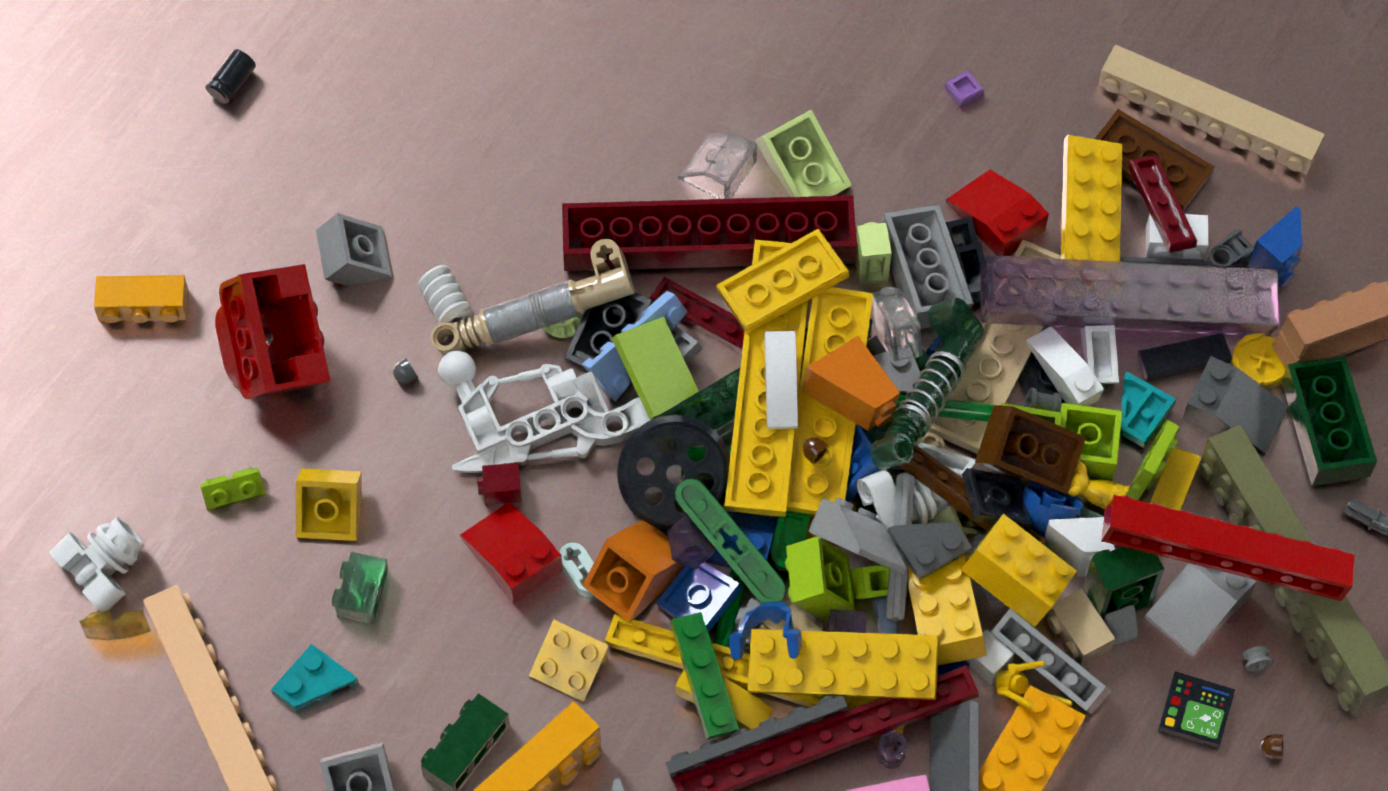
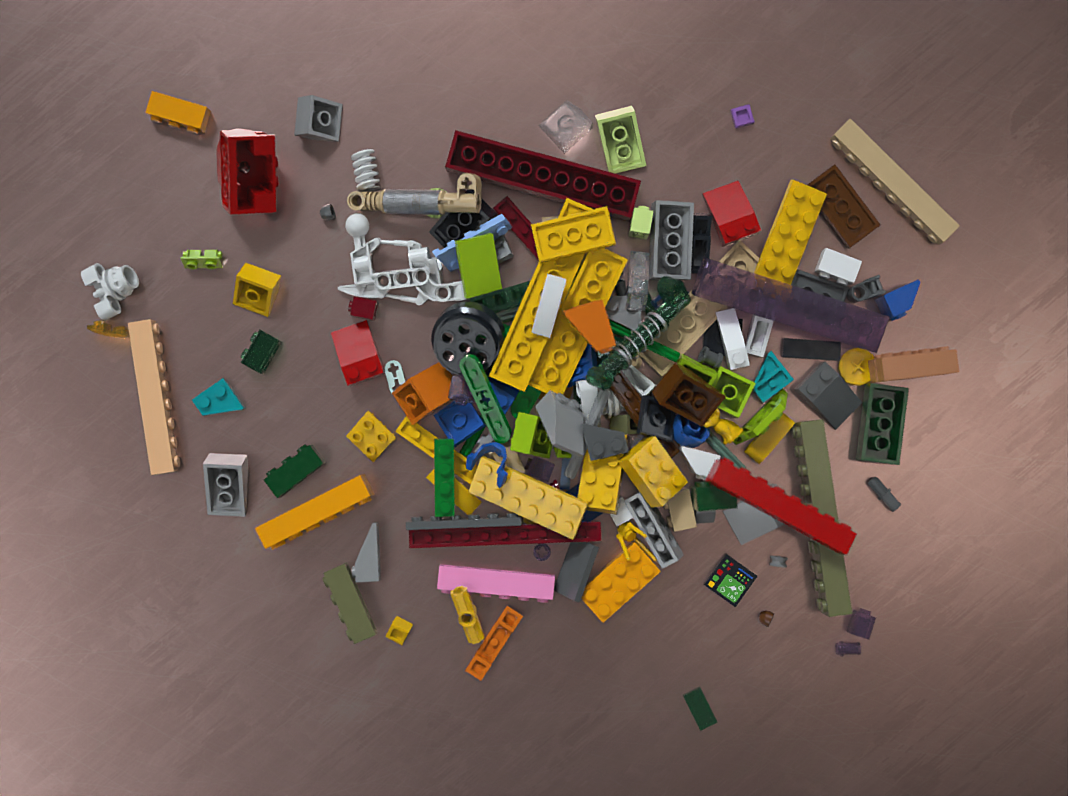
camera: 20 degrees right, 25 degrees up
(814, 449) = (555, 354): reddish brown hinge -> none
(1162, 204) = (836, 245): dark red tile -> none

